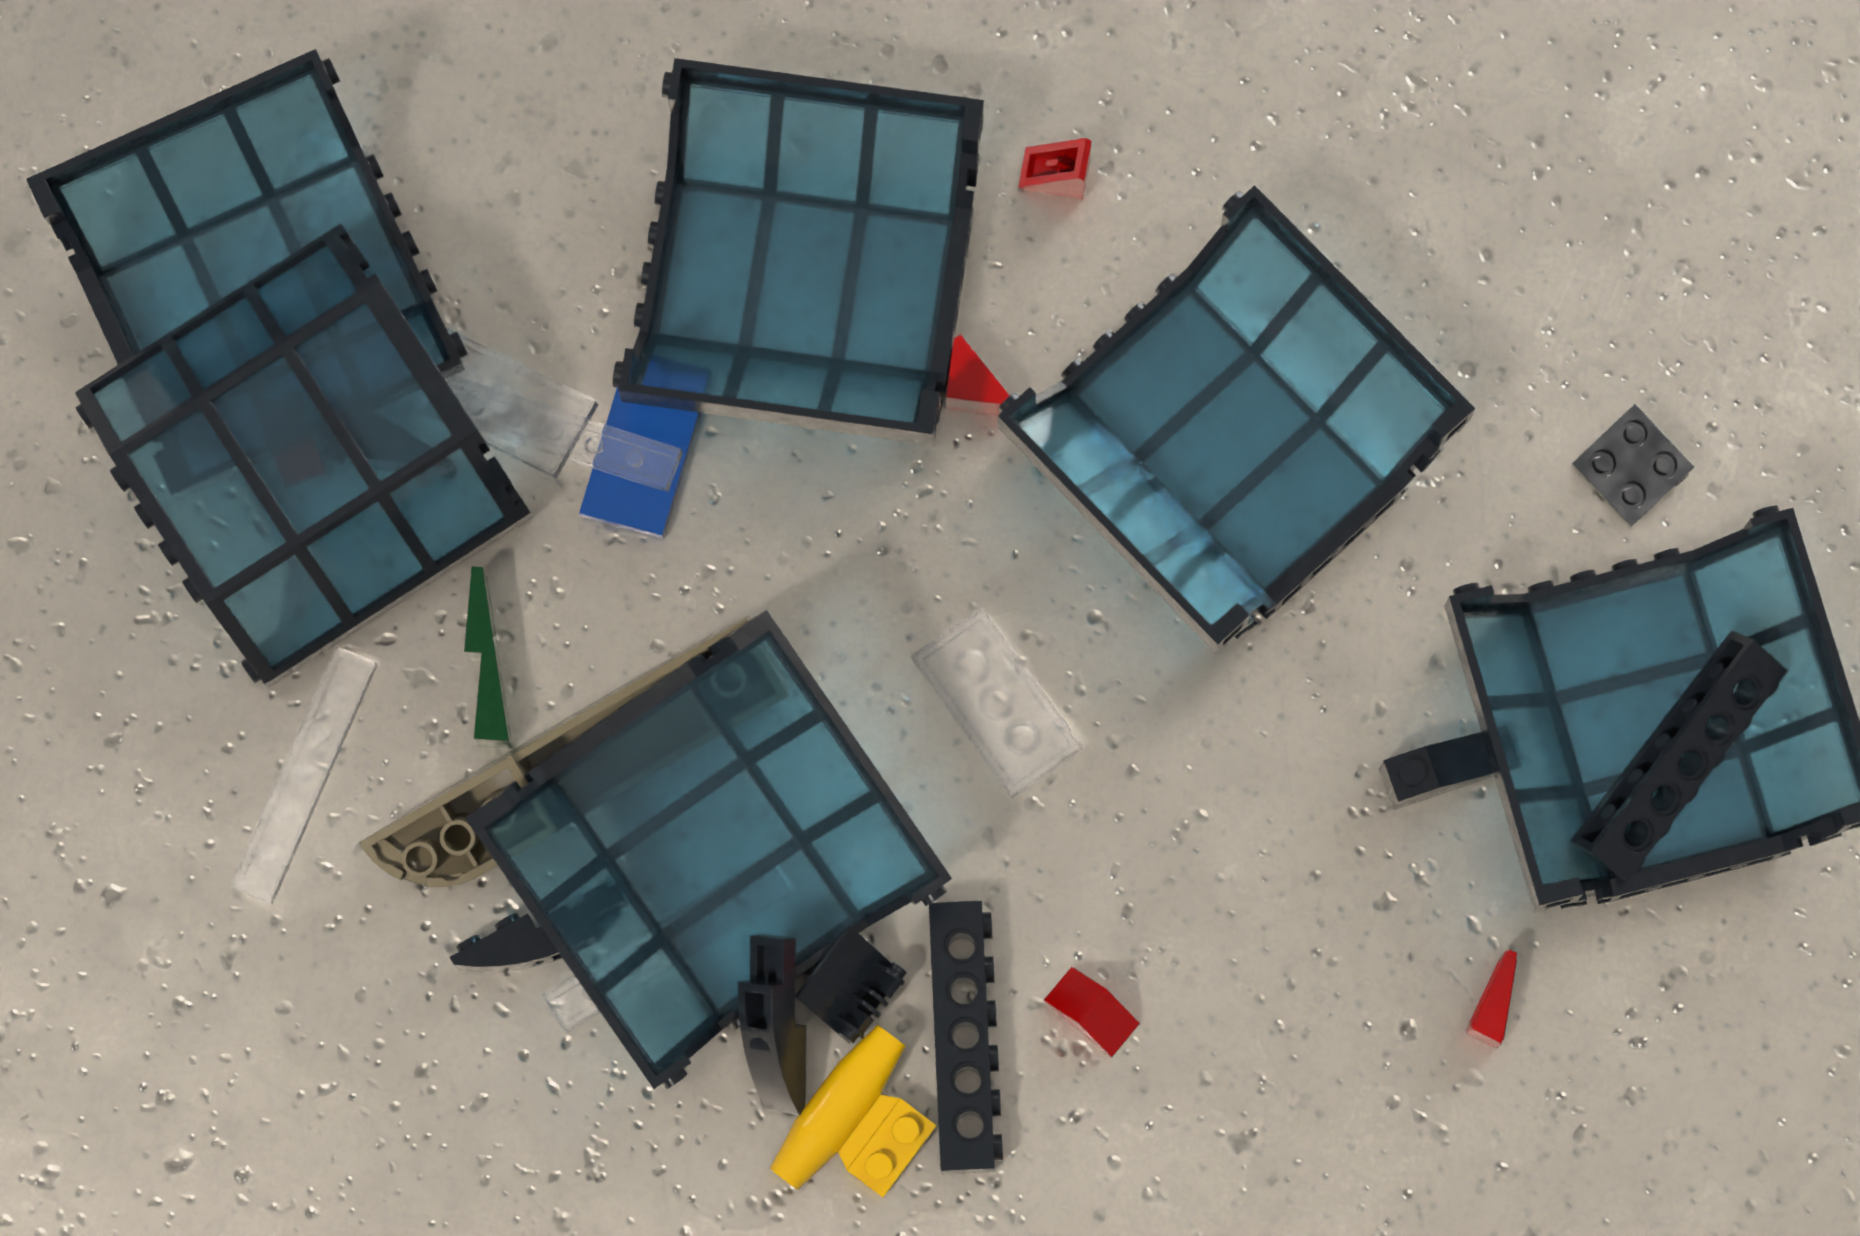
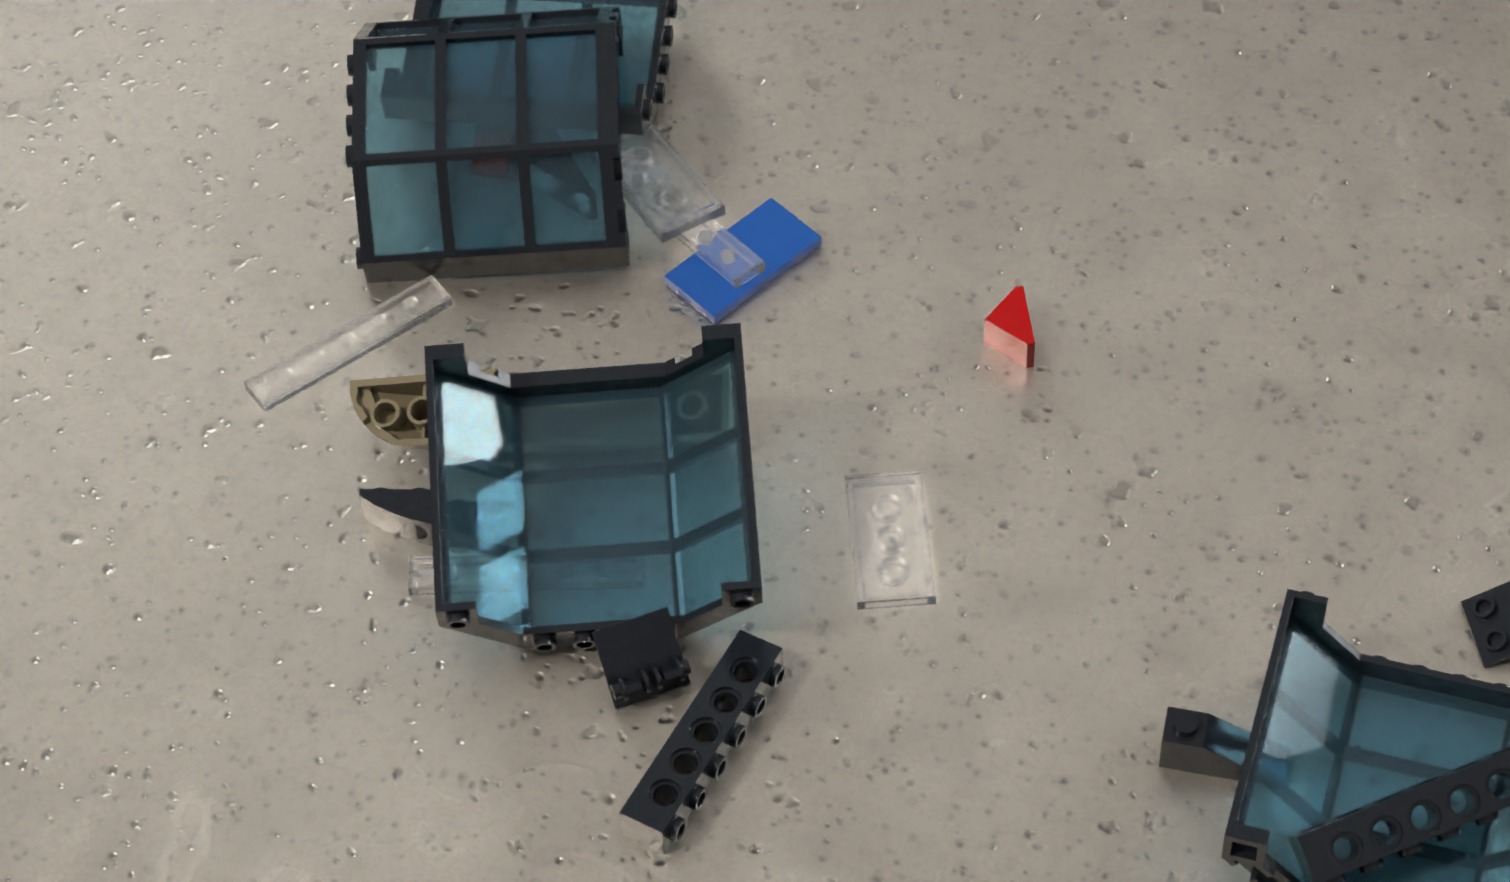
camera: 30 degrees right, 25 degrees down
(481, 644) = (534, 320): dark green slope -> none
(767, 1024) = (553, 658): black slope -> none
(805, 252) = (953, 176): clear light blue window -> none
(852, 1118) = (580, 755): yellow plate -> none
(1057, 168) = (1173, 230): red slope -> none
(1092, 1011) = (820, 780): red slope -> none
(1240, 423) = (1204, 440): clear light blue window -> none

